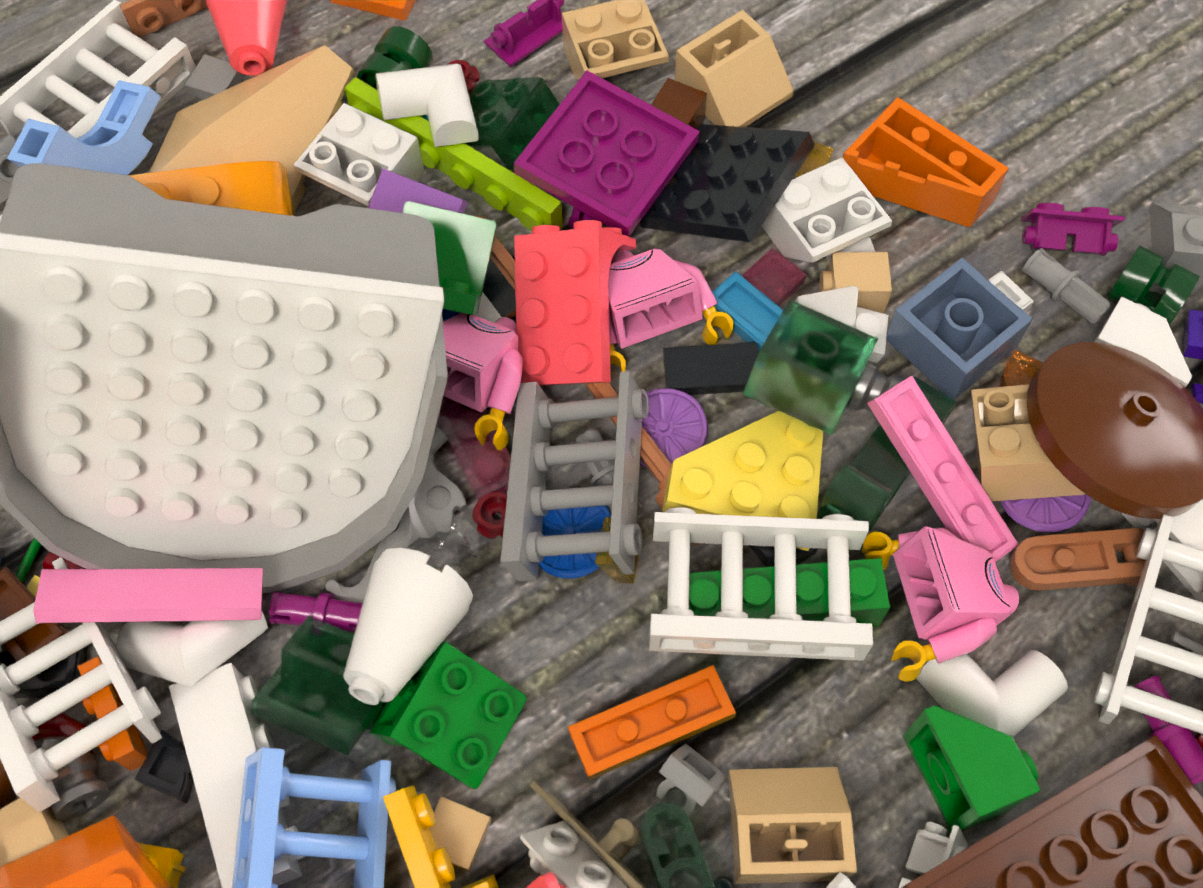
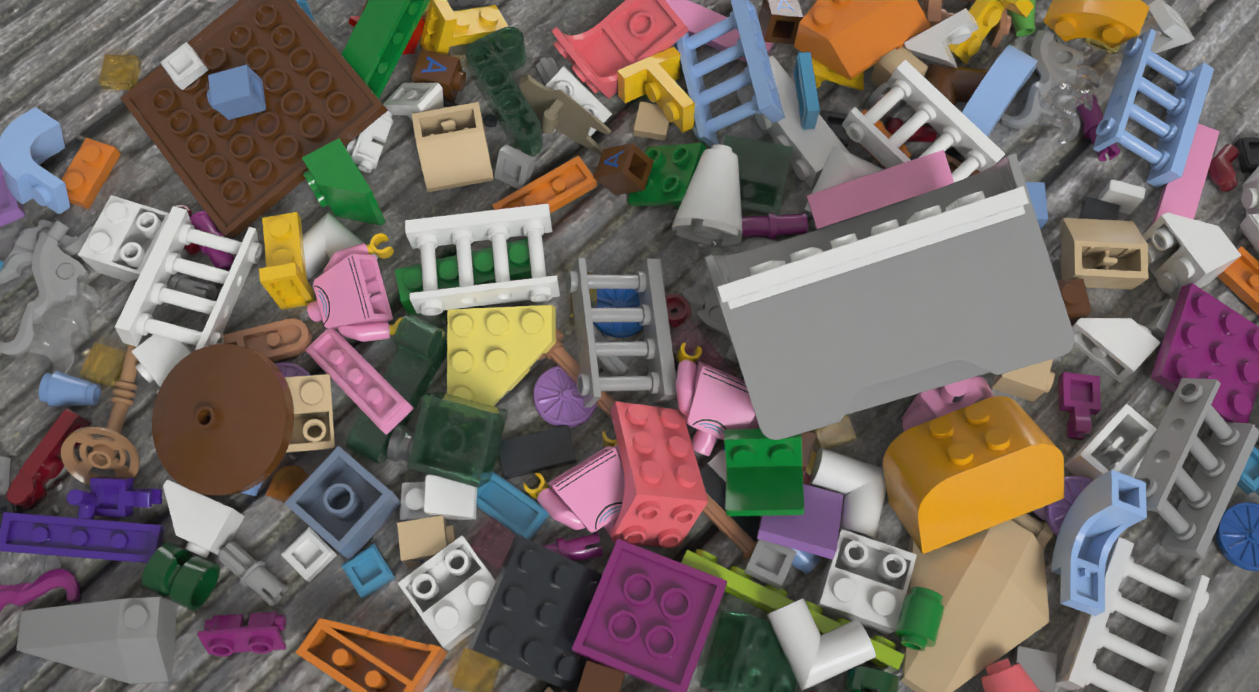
camera: 170 degrees right, 5 degrees up
(195, 789) = (806, 91): none -> dark azure tile
(315, 100) = (920, 618): none -> green brick
(462, 182) = (770, 563): none -> light grey tile
(523, 730) = (623, 169): none -> reddish brown brick
(700, 251) = (575, 548): none -> magenta pin
(921, 268) = (368, 571): none -> dark azure tile
(1057, 660) = (285, 262): none -> yellow bracket

